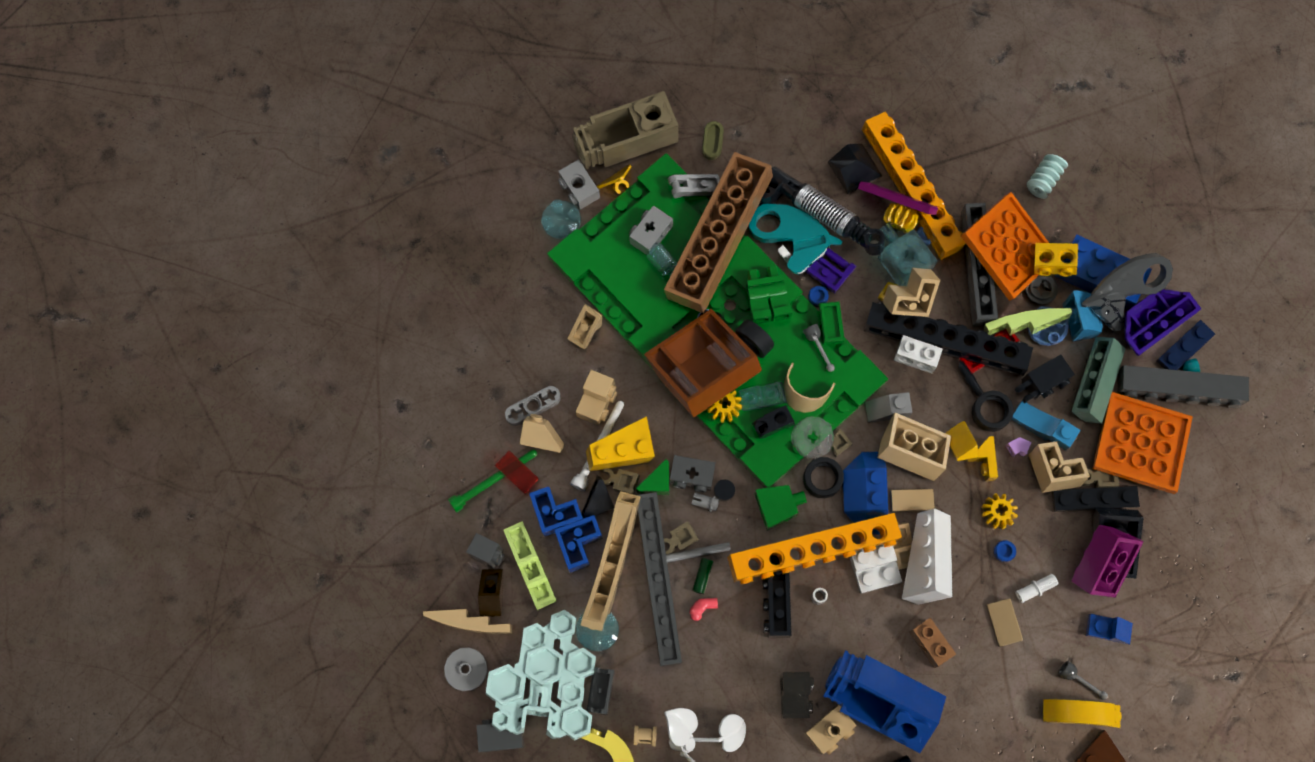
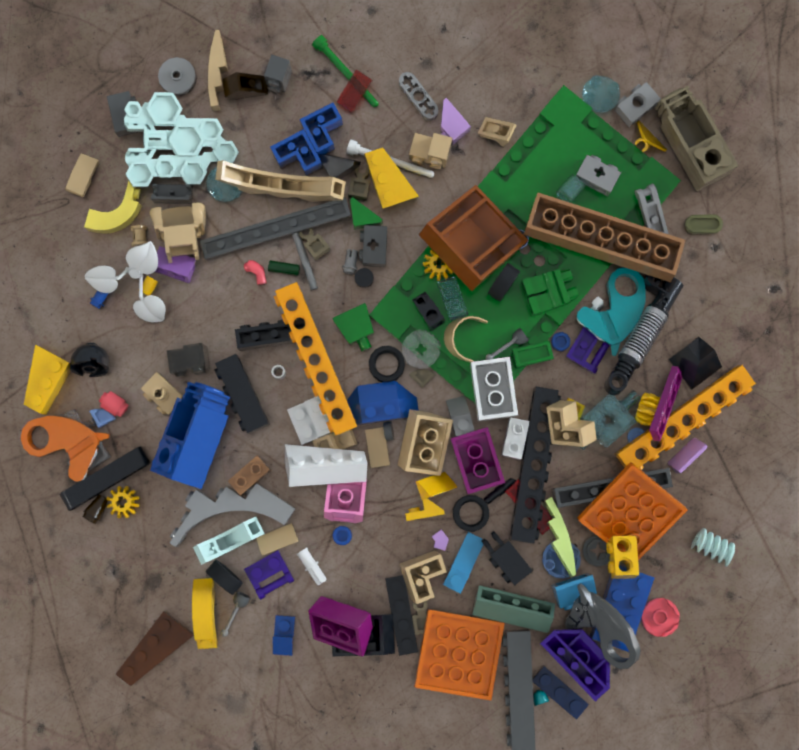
camera: 80 degrees right, 10 degrees up
(530, 565) = (273, 116): yellowish green slope -> none
(540, 434) = (391, 106): tan slope -> none
(569, 373) = (453, 123): none -> lavender slope
(645, 685) = (180, 228): none -> tan piece
(684, 694) = (180, 269): none -> medium lavender hinge
(703, 731) = (149, 285): none -> yellow hinge
(843, 637) = (242, 394): none -> black brick
(867, 365) = (493, 389): none -> white brick
(897, 485) = (388, 431): none -> dark grey tile
(941, 394) = (477, 460): none -> magenta slope
(950, 188) = (687, 455): none -> lavender slope
(958, 670) = (203, 507): none -> light grey arch
(971, 540) = (345, 502): none -> bright pink slope
(1001, 503) = (373, 532): yellow gear -> none
(1001, 674) = (228, 540): none -> light aqua arch
(1035, 639) = (264, 569): none -> dark purple plate
(1044, 685) = (224, 577): none -> black tyre
(1114, 236) = (660, 617): none -> coral tile

